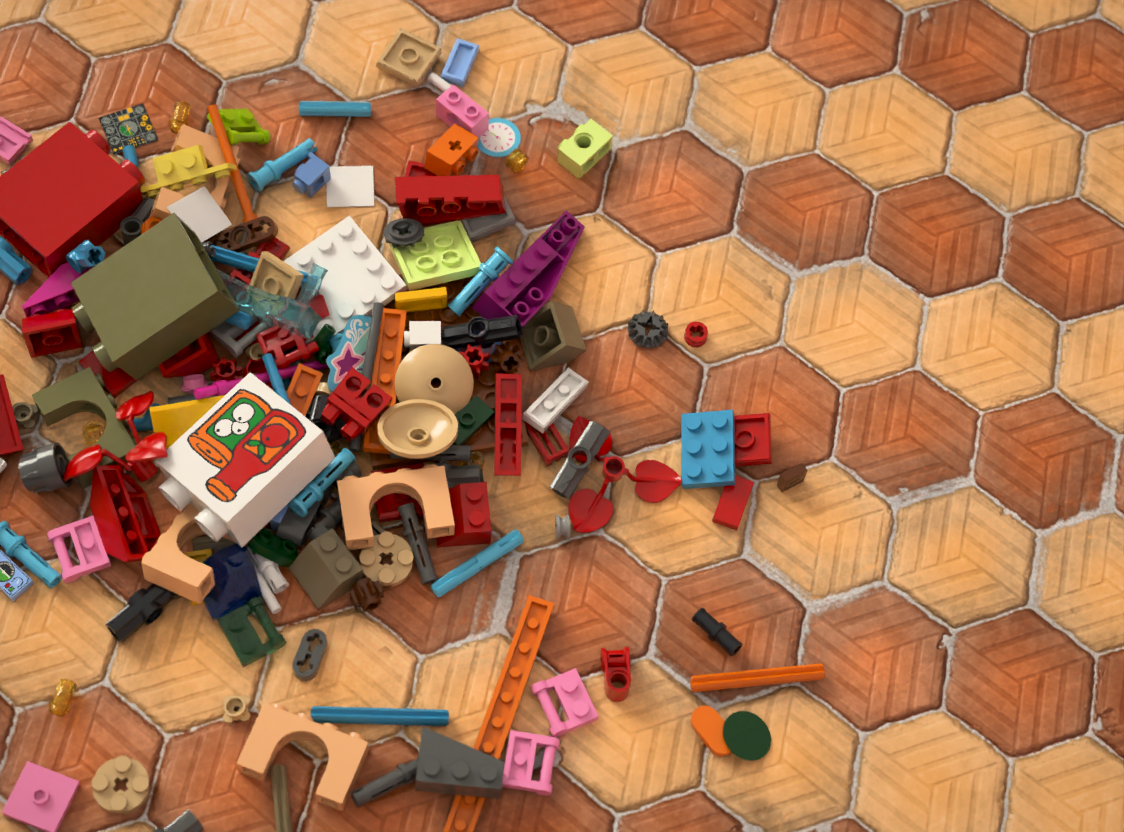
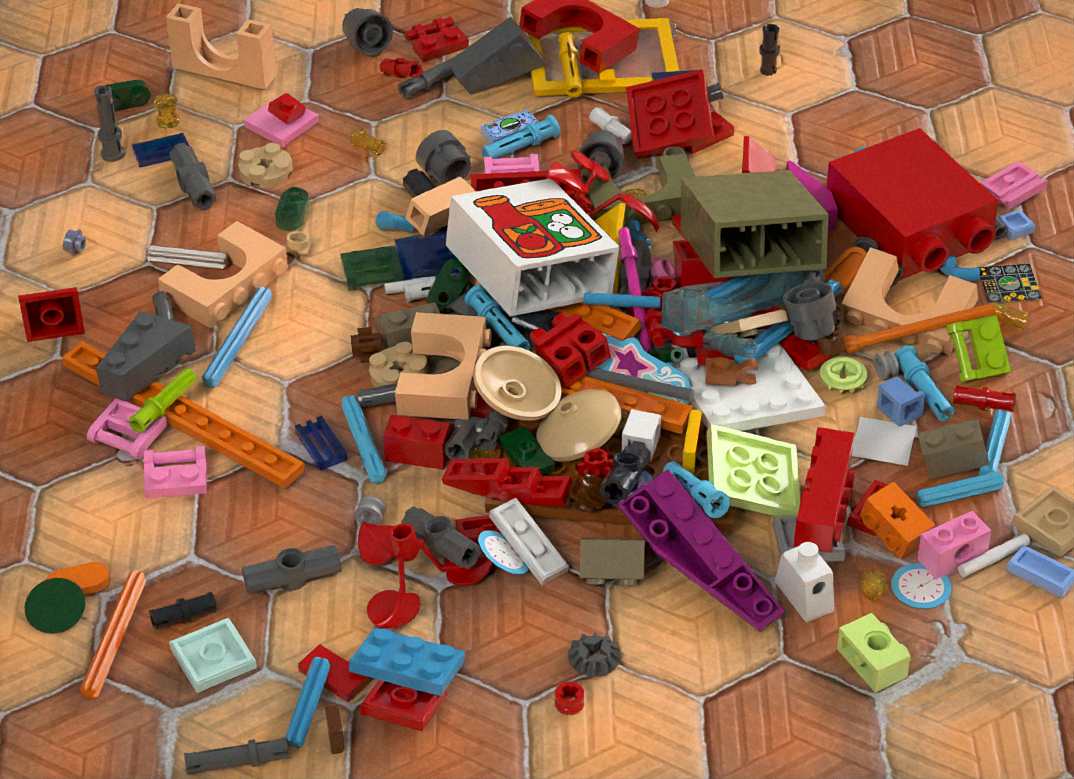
camera: 115 degrees right, 20 degrees down
(37, 786) = (286, 108): none -> red plate
(47, 129) = (1017, 224): none -> light blue tile
(85, 256) = (824, 192): dark azure piece -> none
(85, 606) = (443, 157): none -> dark grey piece
(181, 738) = (292, 209): none -> clear green plate
(182, 168) = (918, 279): light yellow bracket -> none
(183, 629) = (389, 221): none -> dark azure arm
(201, 213) = (860, 290): white sticker -> none
(237, 228) = (811, 310): none -> dark grey piece
(268, 193) = (886, 364): none -> light grey bush
(287, 121) = (984, 398): none -> red pin
(294, 216) = (833, 368): none -> yellowish green gear
(315, 657) = (326, 302): dark grey beam -> none
(336, 292) = (726, 372): none -> dark orange plate
(353, 130) = (953, 448): none -> dark tan slope
(393, 124) = (960, 489): none -> medium azure axle
(396, 232) = (789, 440): dark grey gear -> none
(499, 733) = (155, 407): none -> lime axle
(506, 581) = (313, 428): none -> clear blue tile
(535, 200) = (806, 581): none -> white torso
(578, 413) = (501, 552): none -> sticker
(616, 668) = (180, 512): red piece -> none
(656, 576) = (291, 569): none -> dark grey piece
(752, 592) = (212, 655): none -> light aqua plate
(773, 505) = (307, 702): none -> dark azure axle
(823, 513) = (239, 755): none -> dark grey pin

